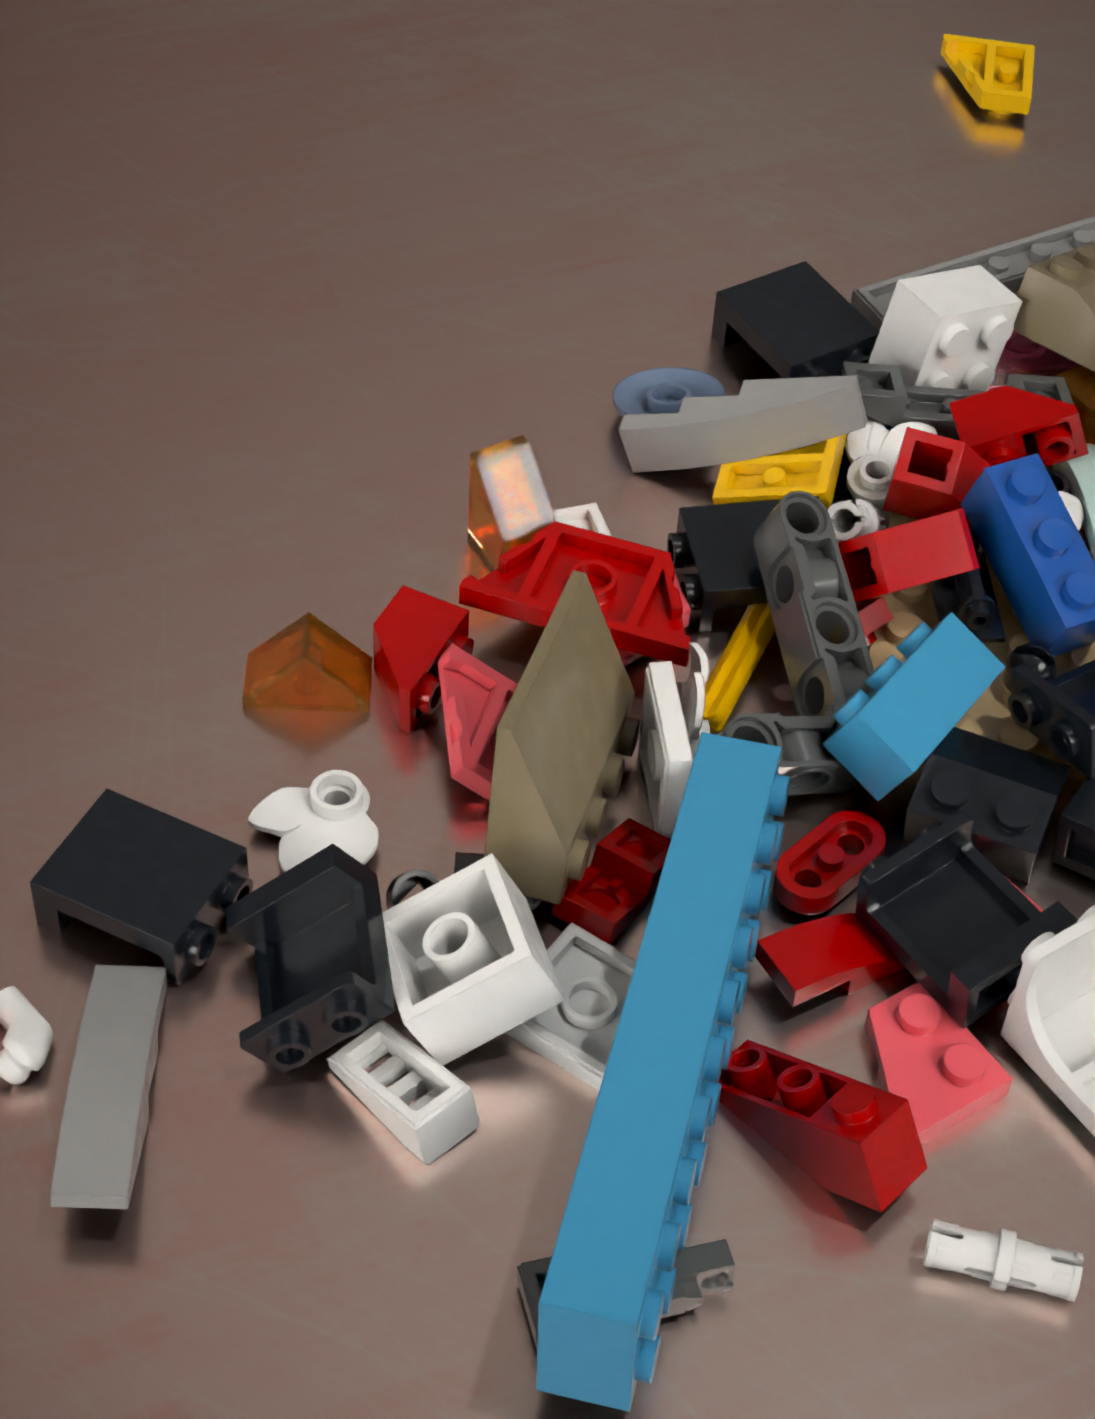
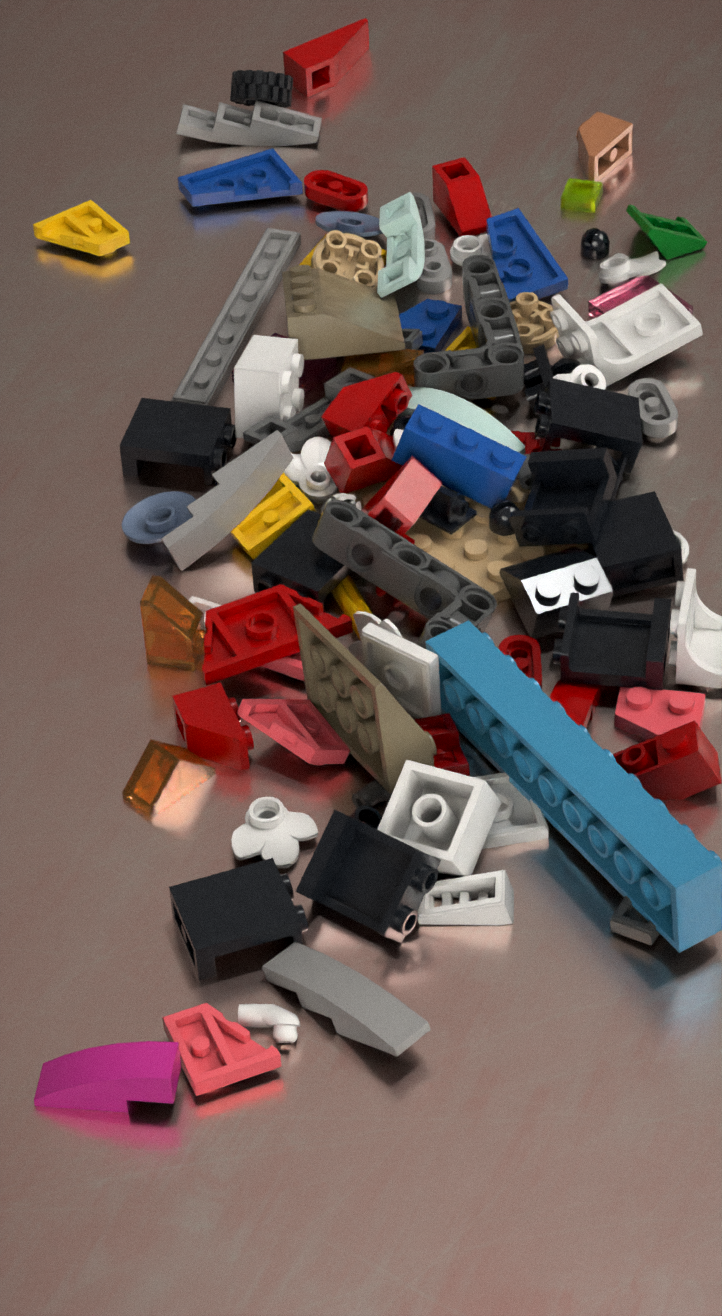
camera: 40 degrees left, 5 degrees down
(911, 704) = (487, 565): dark azure brick -> none

